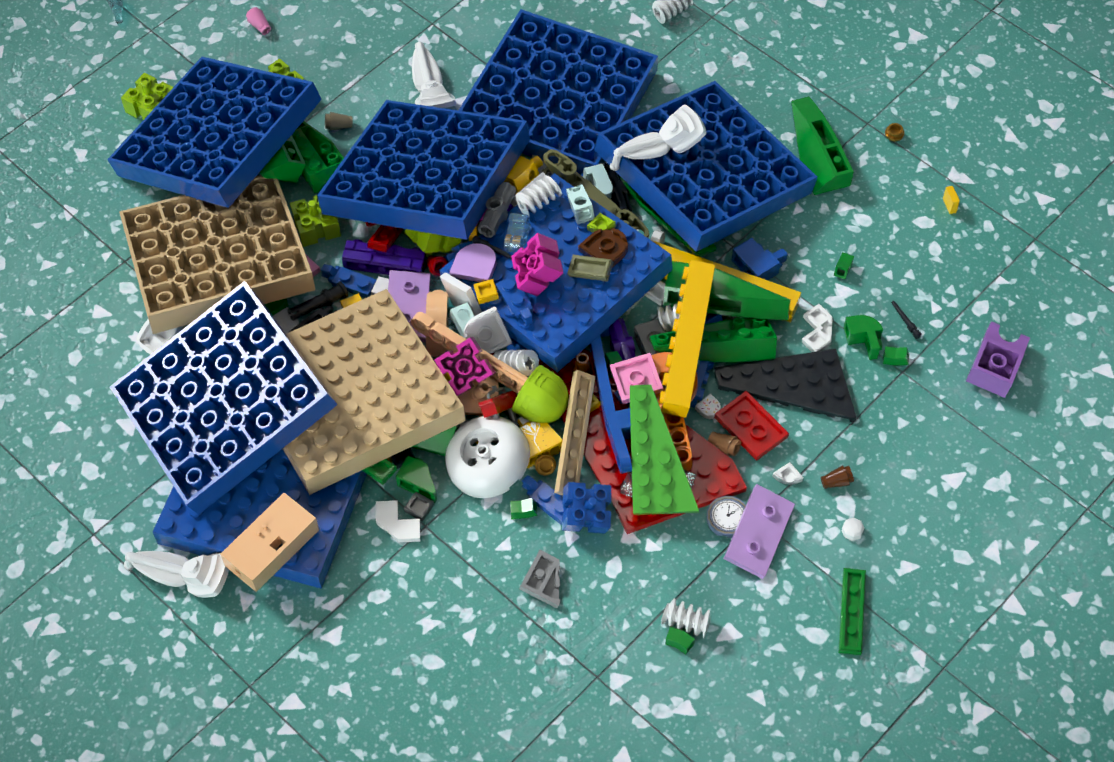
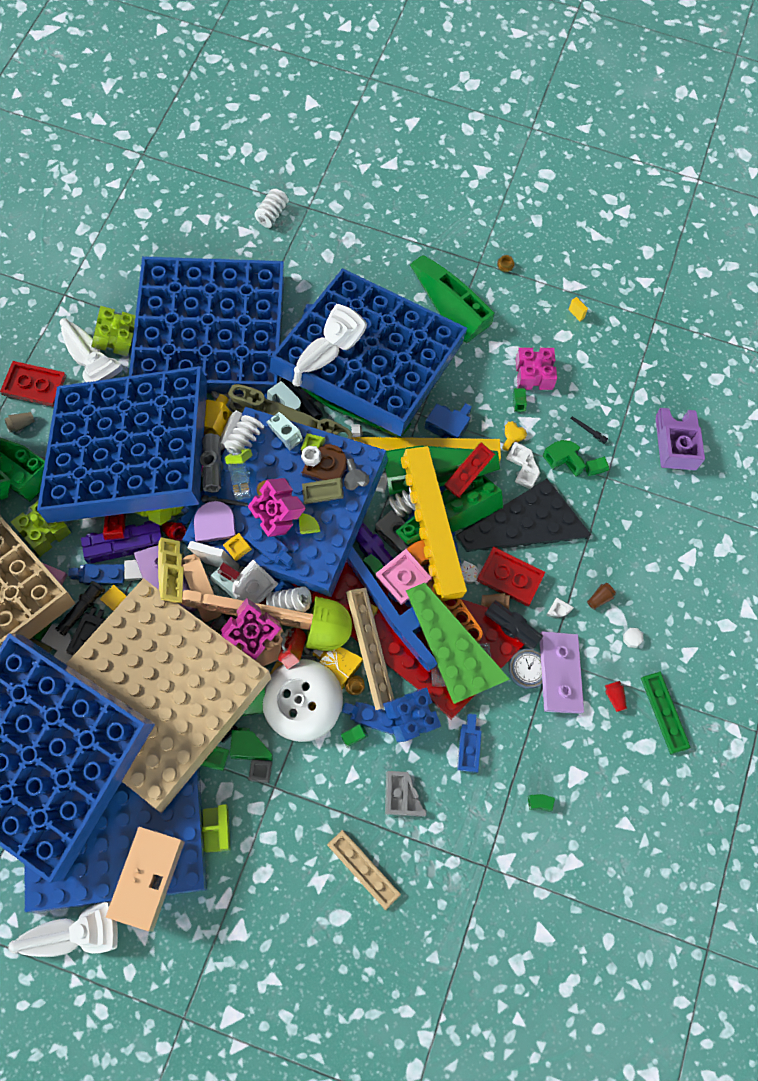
camera: 30 degrees left, 10 degrees up
(355, 538) = (216, 829): none -> lime panel
(365, 91) = (32, 383): none -> red plate
(401, 530) = (238, 796): white tile -> none
(415, 292) = (170, 570): none -> light yellow slope
(461, 68) = (113, 331): none -> lime brick
(466, 309) = (228, 572): none -> dark red tile
(476, 630) = (364, 869): none -> tan tile
(521, 210) = (240, 458): none -> lime tile
(561, 293) = (308, 524): none -> lime tile
(582, 364) = (348, 582): reddish brown cone -> none
(593, 232) = (311, 456): none -> white tile
(627, 266) = (355, 476): none -> dark grey rock
(632, 561) = (469, 746): none -> blue hinge
(686, 617) = (540, 779): white piece -> none
(729, 466) = (513, 625): none -> black piece
(751, 305) = (469, 469): none -> red tile
(807, 572) = (616, 695): none -> red cone
(821, 295) = (513, 434): none -> yellow rock
(875, 241) = (536, 368): none -> dark pink brick

